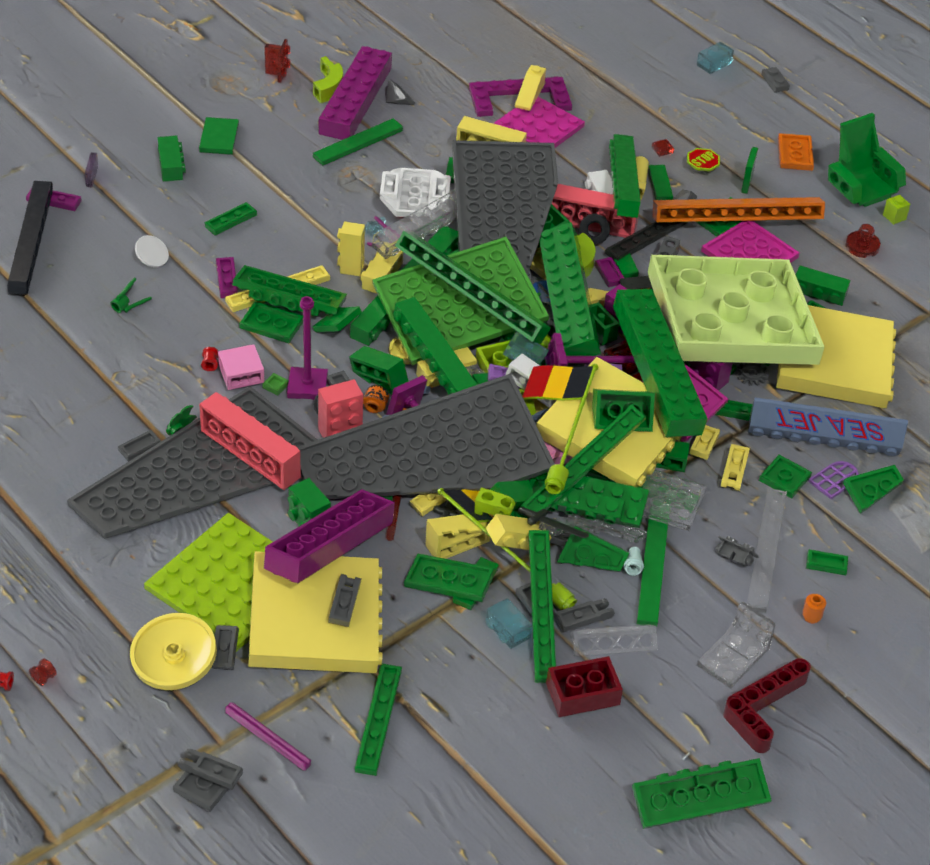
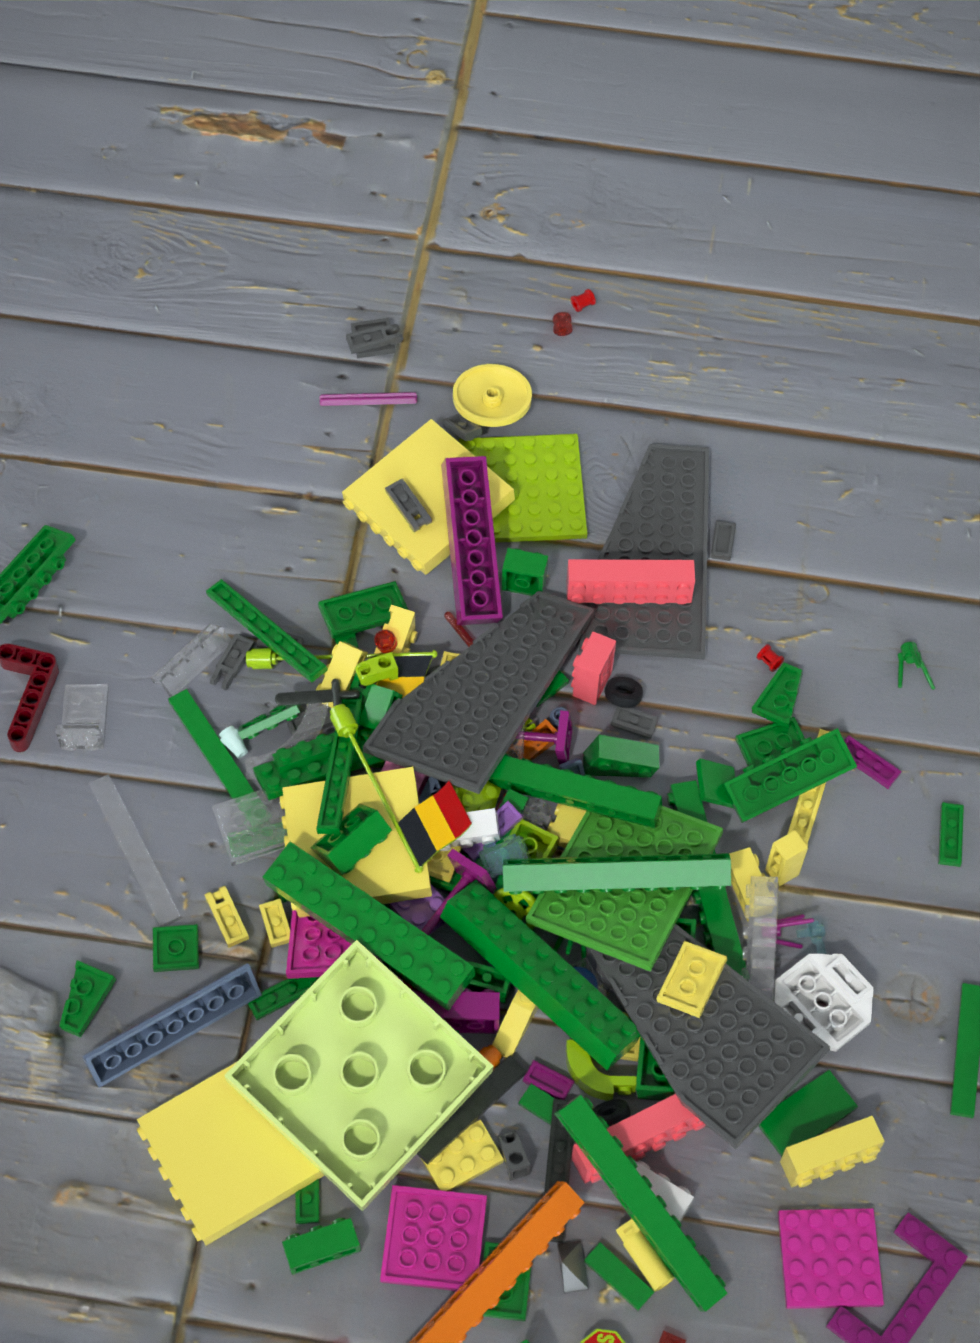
camera: 140 degrees right, 15 degrees up
(151, 251) = (957, 725): white piece -> none
(180, 420) = (713, 572): green plate -> none
(238, 334) = (780, 696): none -> green wing
(241, 367) = (734, 665): bright pink brick -> none
(275, 384) = (694, 683): bright green tile -> none
(306, 380) = (671, 701): magenta tile -> none
(375, 399) = (592, 727): orange head -> none
(378, 720) = (307, 469): green tile -> none
(467, 519) = (382, 638): none -> clear red wheel
(486, 223) = (691, 979): none -> light yellow tile
(508, 623) = (282, 605): clear light blue brick -> none
(531, 87) = (885, 1290): light yellow slope -> none
(584, 686) = (175, 590): dark red brick -> none
(744, 552) = (155, 820): dark grey hinge -> none
(814, 608) = (46, 806): orange brick -> none
(827, 478) = (136, 979): medium lavender window -> none
(827, 562) = (71, 877): green tile -> none

